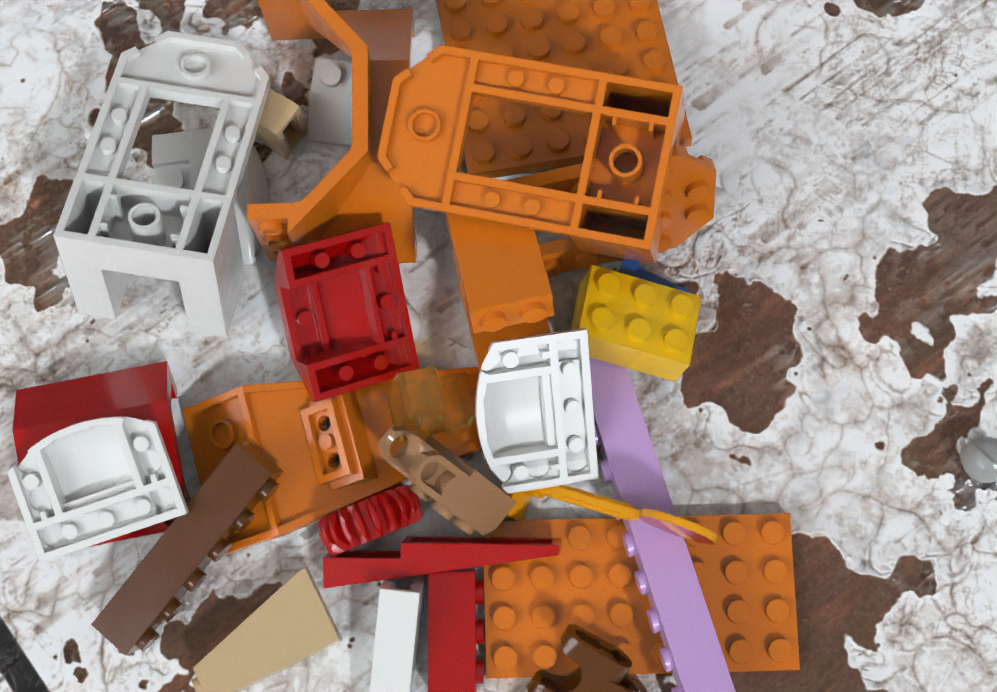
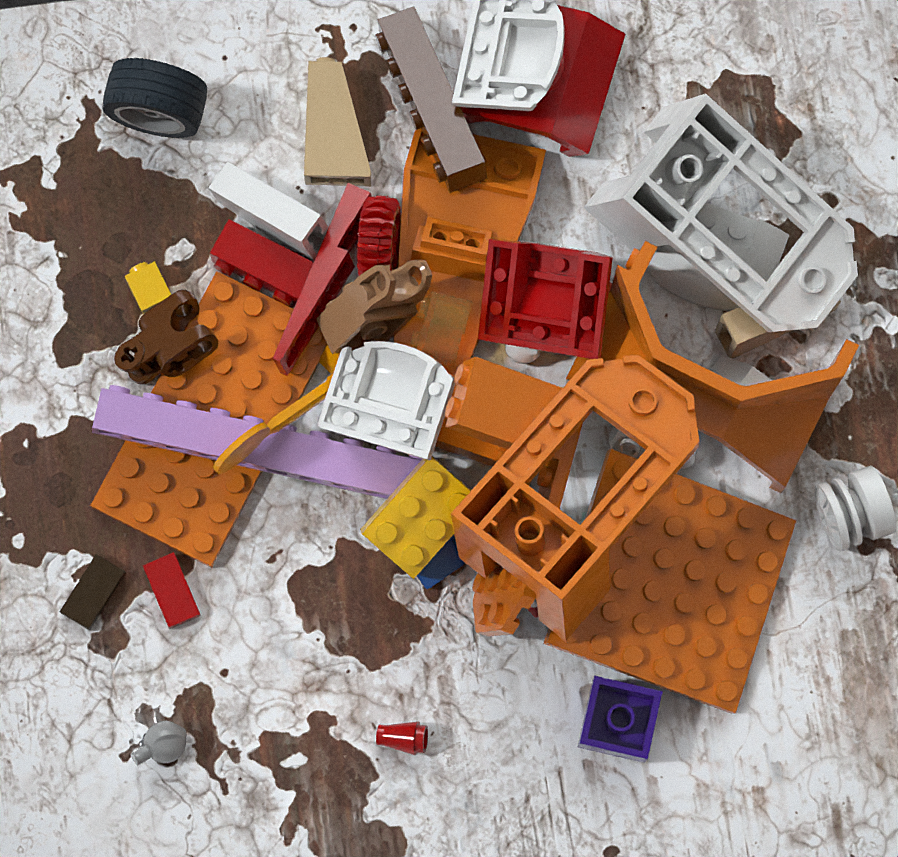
camera: 115 degrees right, 0 degrees up
(716, 50) = (619, 719): none -> dark purple brick
(834, 539) = (171, 590): none -> red tile
(844, 240) = (405, 737): none -> red cone
(882, 618) = (92, 592): none -> dark brown tile

